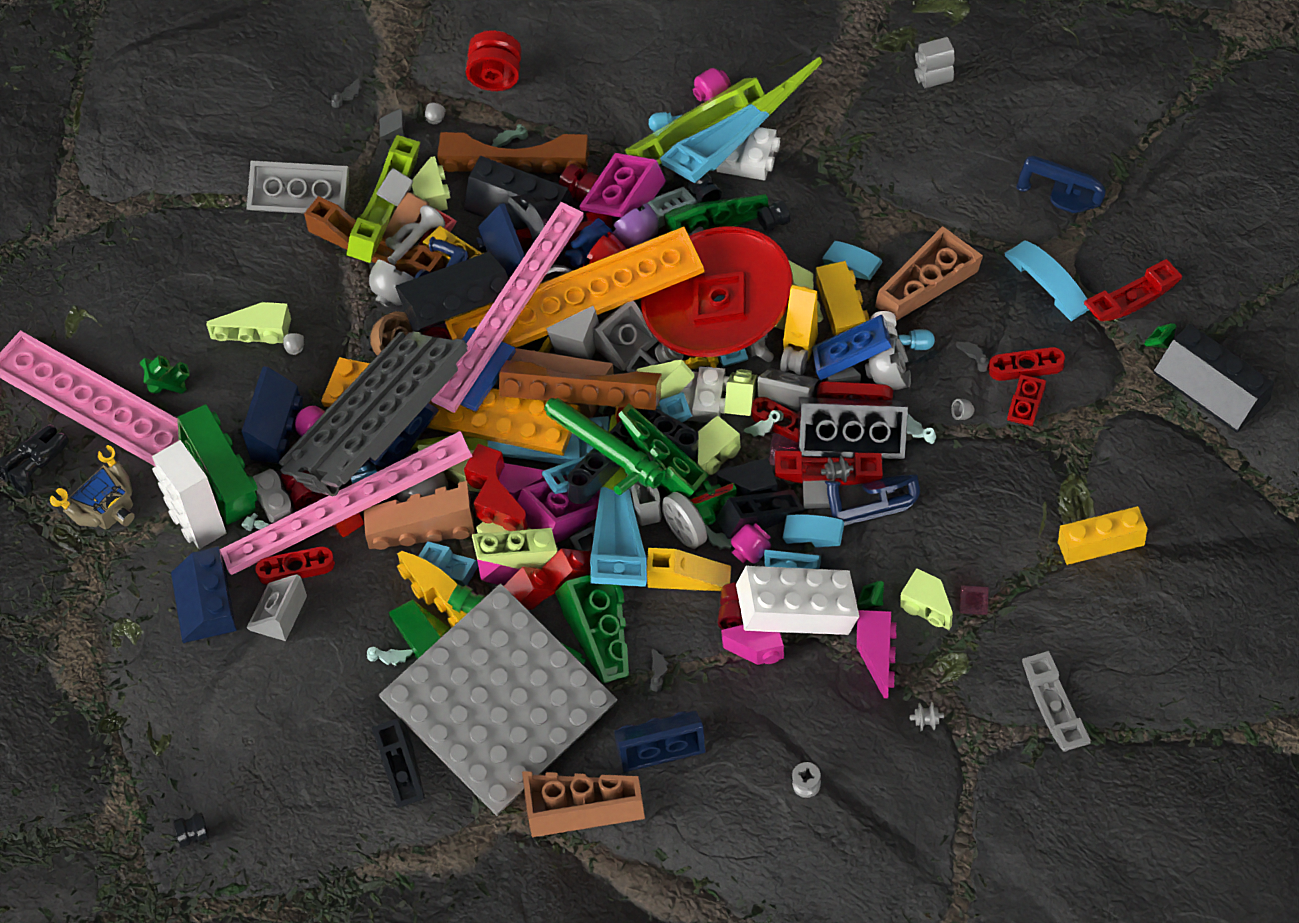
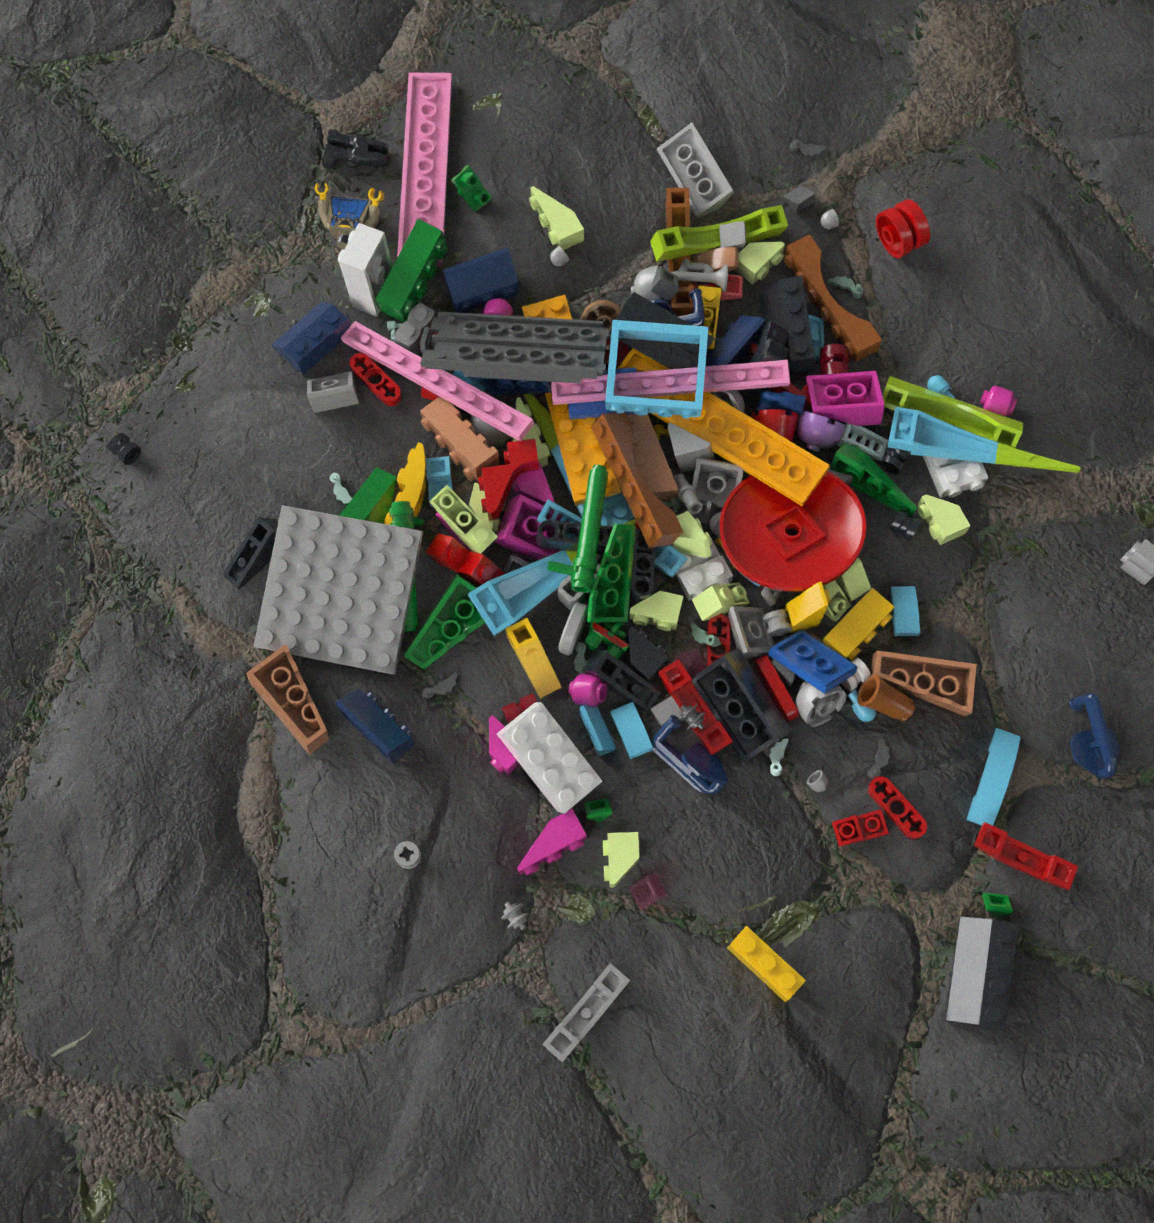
camera: 55 degrees right, 15 degrees up
(404, 261) = (664, 284): none -> dark grey slope
(487, 250) = (656, 332): none -> medium azure window
(624, 362) = (687, 494): none -> light grey pin
(789, 183) = (944, 518): none -> yellowish green slope
(921, 314) = (885, 699): none -> dark orange plant

